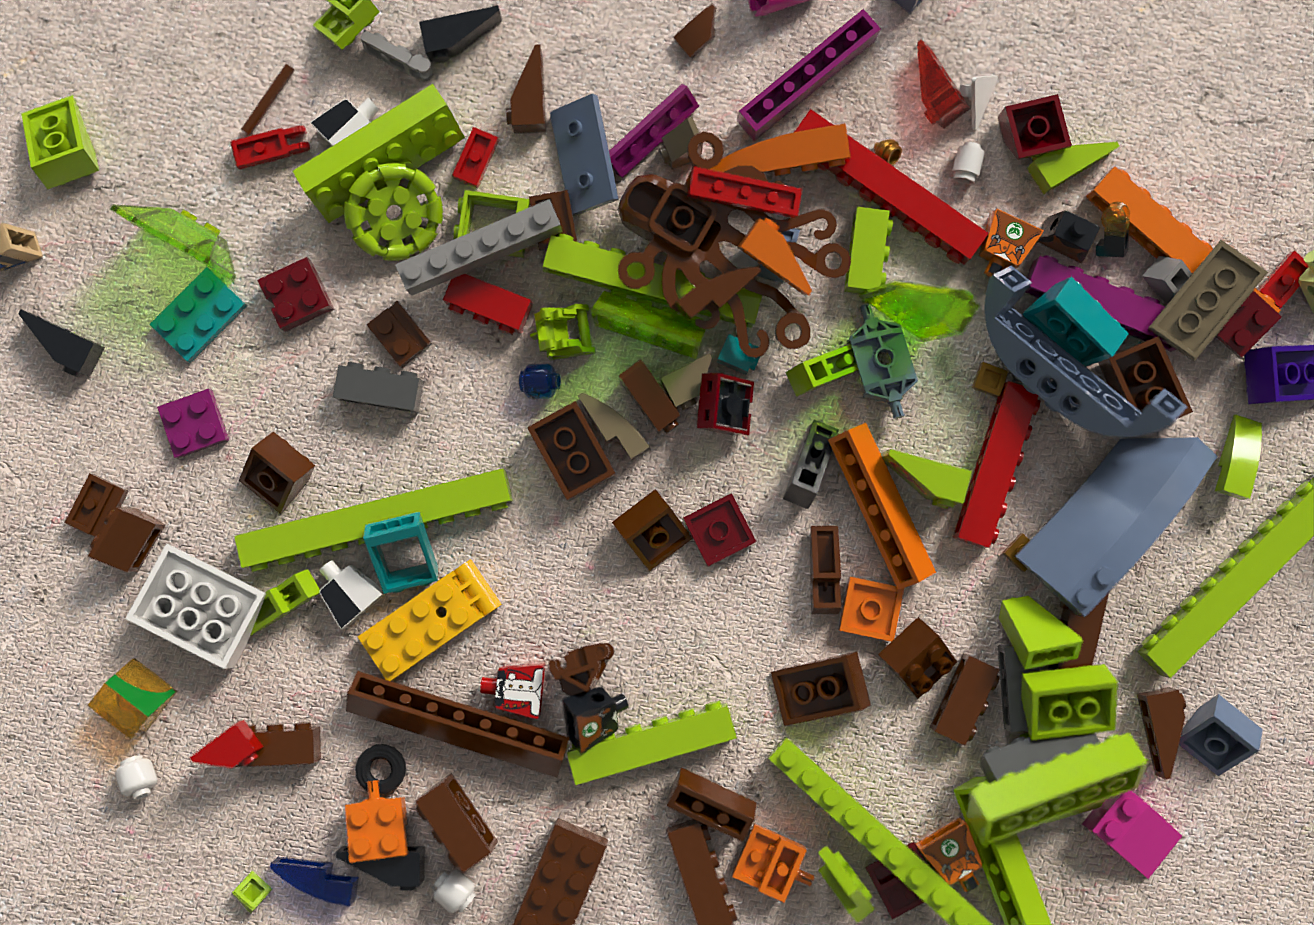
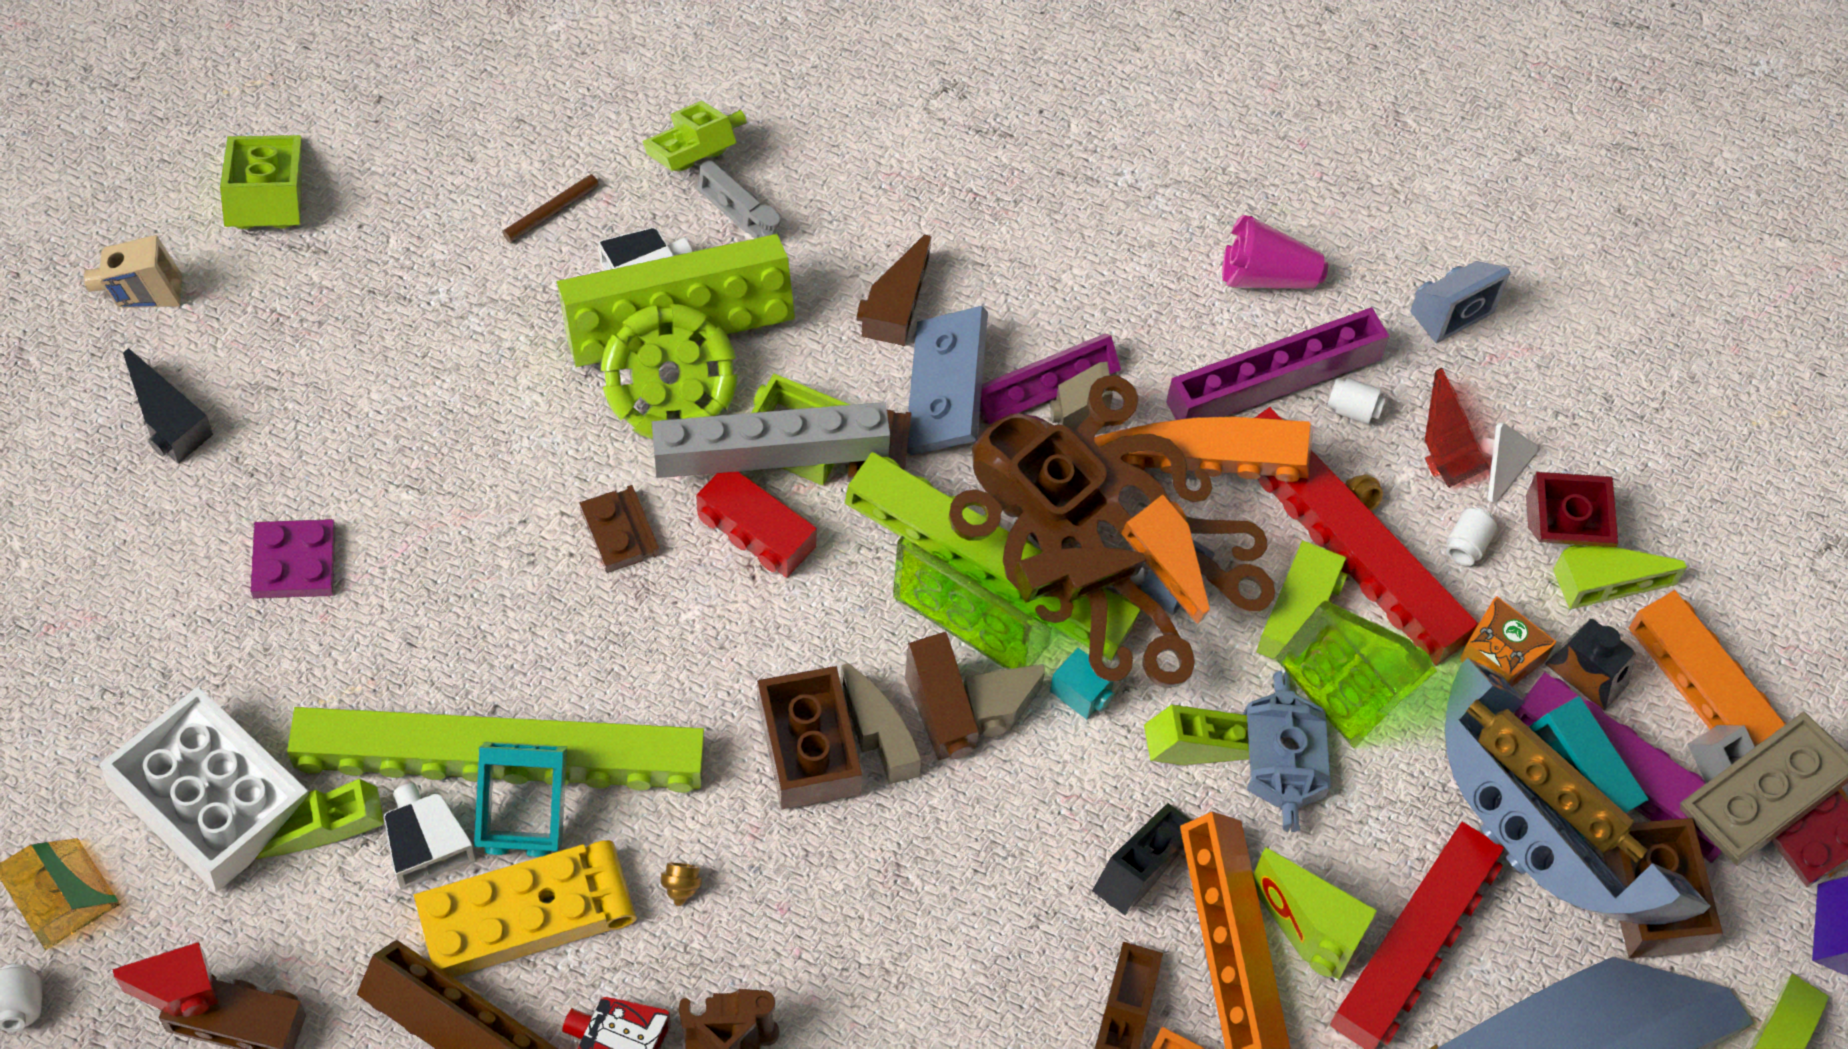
camera: 10 degrees right, 25 degrees down
(94, 503) = (117, 622): reddish brown plate -> none
(126, 539) = (143, 668): reddish brown slope -> none
(183, 233) = (352, 300): clear neon green slope -> none
(198, 314) = (356, 429): plate -> none
(268, 146) = (531, 259): red hinge -> none
(276, 472) = (383, 649): reddish brown slope -> none
(296, 294) = (498, 439): dark red piece -> none
(378, 387) = (566, 584): dark grey brick -> none
(452, 34) = (823, 198): black slope -> none
(475, 157) = (800, 345): red plate -> none
(521, 570) = (681, 881): none -> pearl gold plate
(539, 381) = (793, 637): clear blue head -> none
(553, 332) = (833, 583): lime piece -> none
(652, 530) = (890, 879): reddish brown slope -> none
(697, 32) = (1144, 283): reddish brown slope -> none
(719, 529) = (987, 908): dark red plate -> none
(725, 404) = (1046, 736): piece -> none
(744, 192) = (1151, 463): red plate -> none
(866, 81) = (1356, 400): none -> white brick
(990, 379) = (1436, 819): pearl gold plate -> none
(1067, 343) = (1556, 781): none -> pearl gold plate
(1116, 233) = (1660, 669): leg -> none

